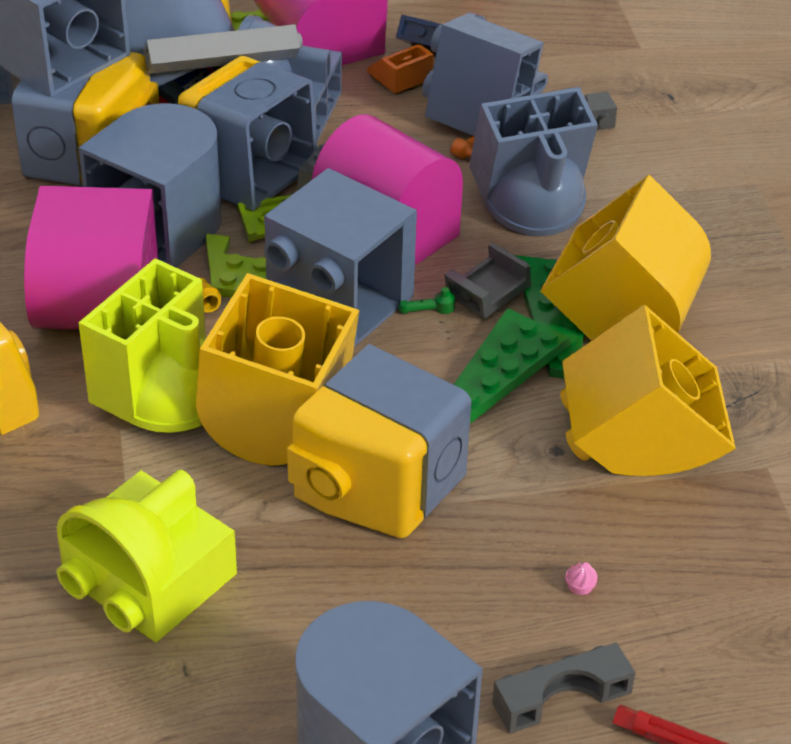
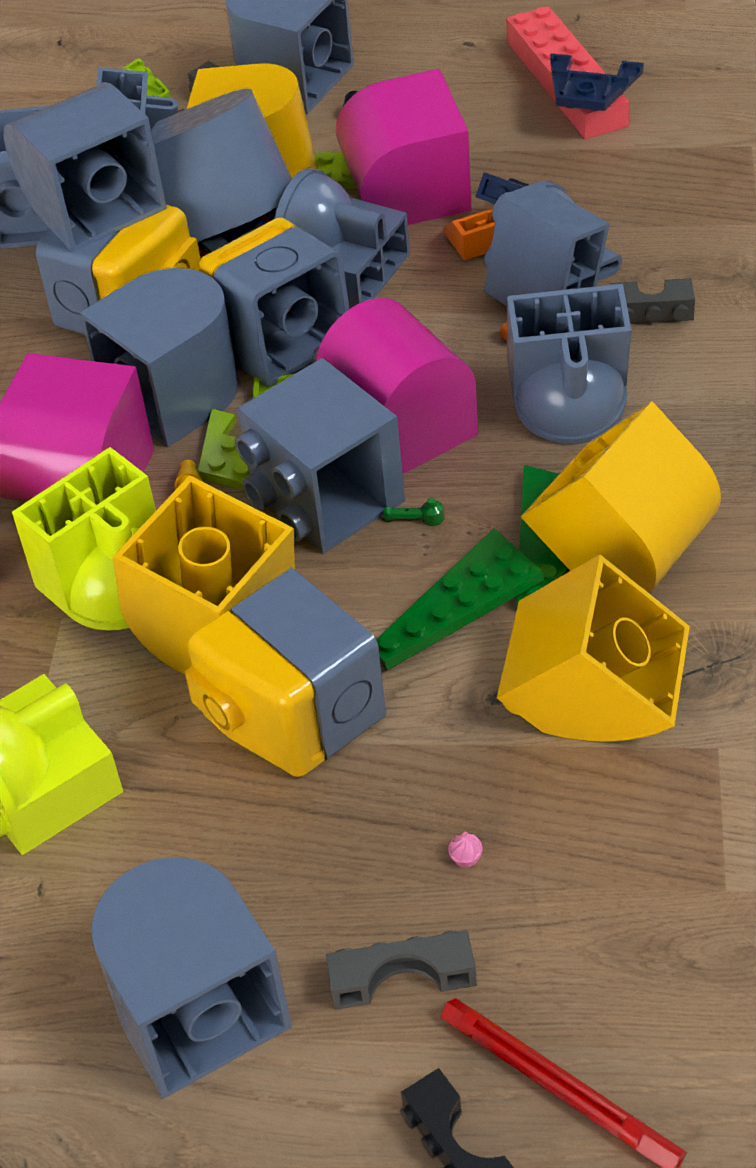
camera: 20 degrees right, 5 degrees up
(221, 48) = (261, 207): light grey brick -> none
(490, 282) = (485, 496): dark grey panel -> none

